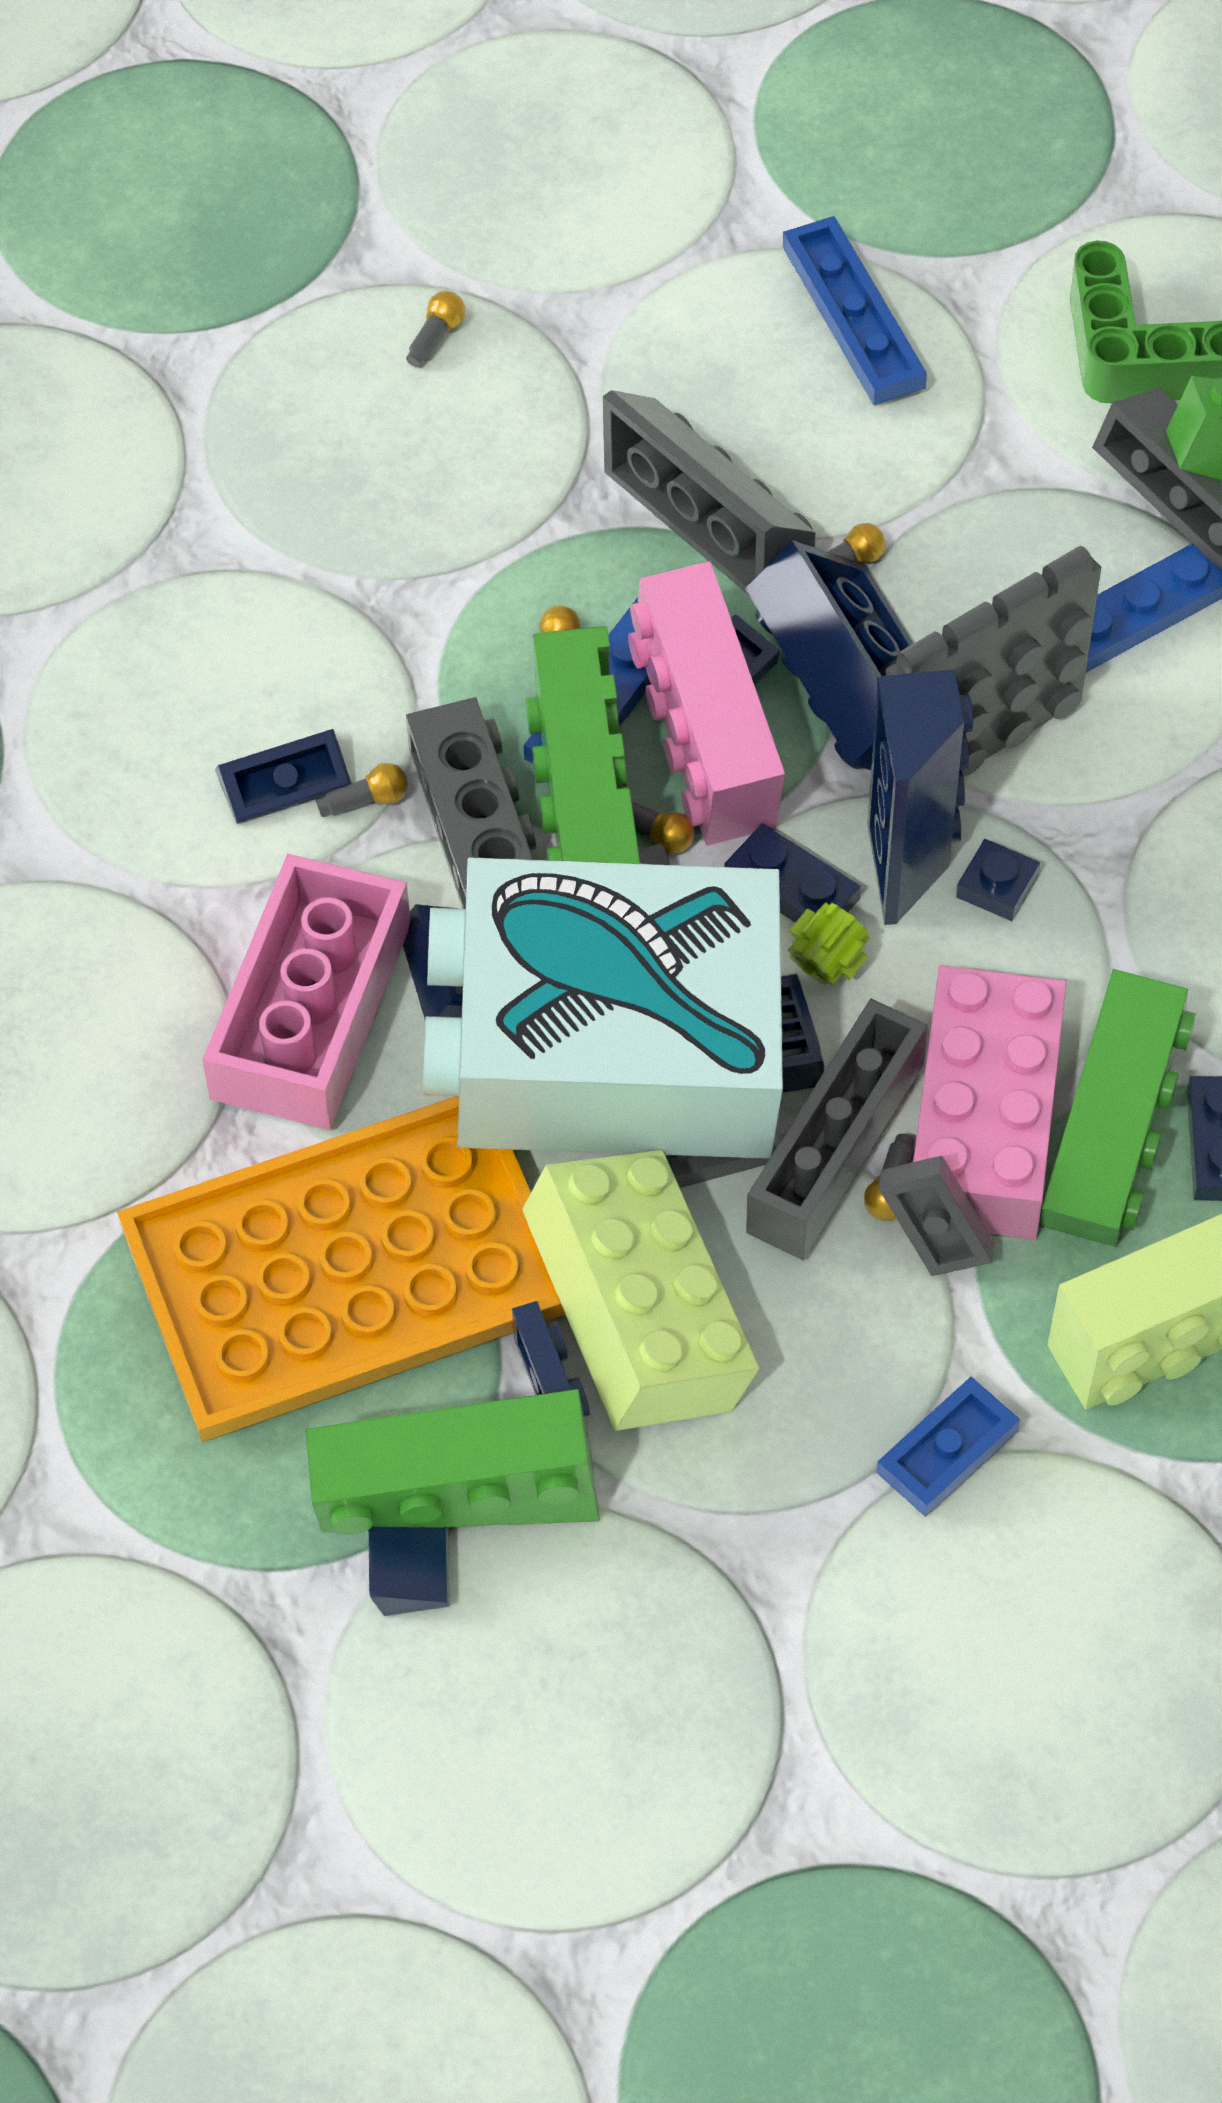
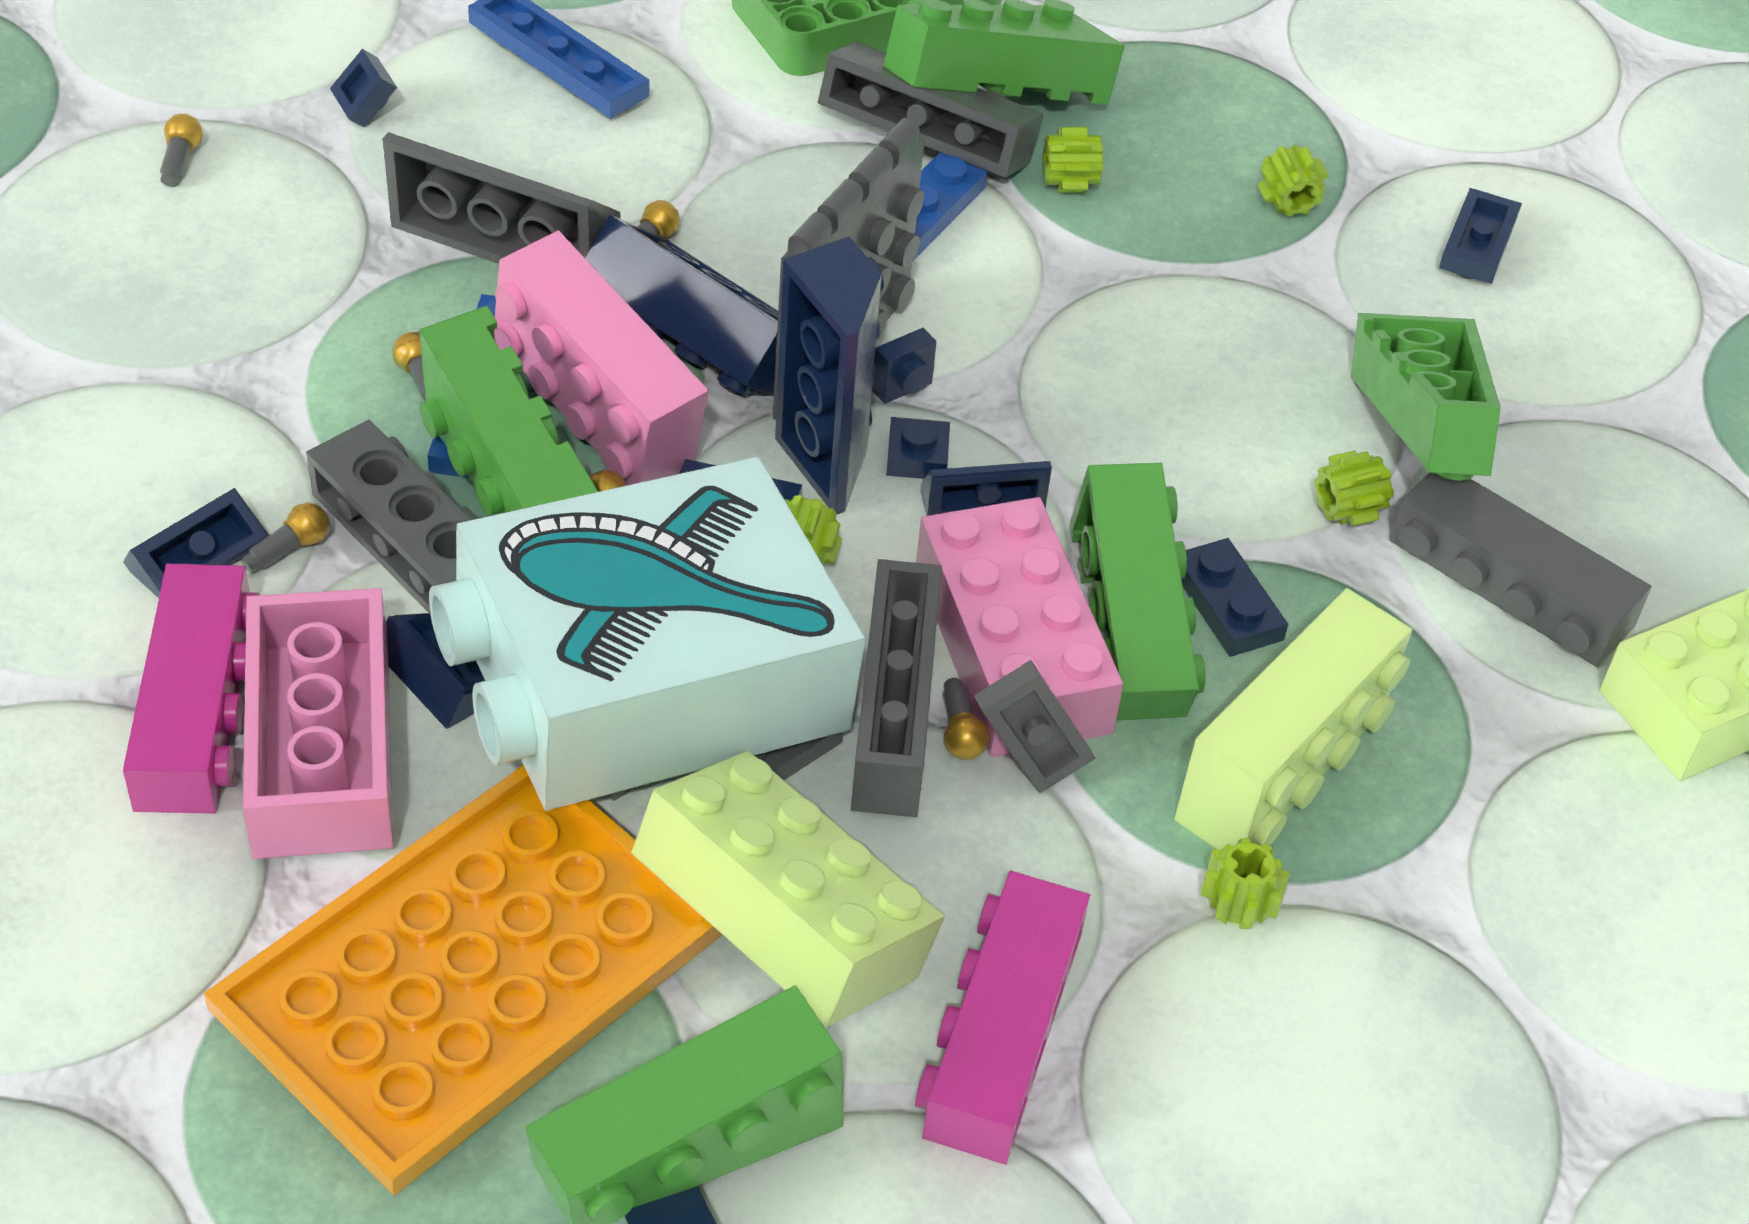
camera: 30 degrees left, 10 degrees down
(209, 927) = (190, 692): none -> dark pink brick
(542, 1352) = (712, 979): dark blue plate -> none
(637, 305) = (363, 88): none -> dark blue plate
(780, 1475) = (1005, 1017): none -> dark pink brick
(948, 1446) = (1143, 934): blue plate -> none
(1023, 786) = (904, 365): none -> dark blue plate
(1037, 949) = (984, 486): none -> dark blue slope
(1067, 1432) = (1245, 883): none -> lime gear

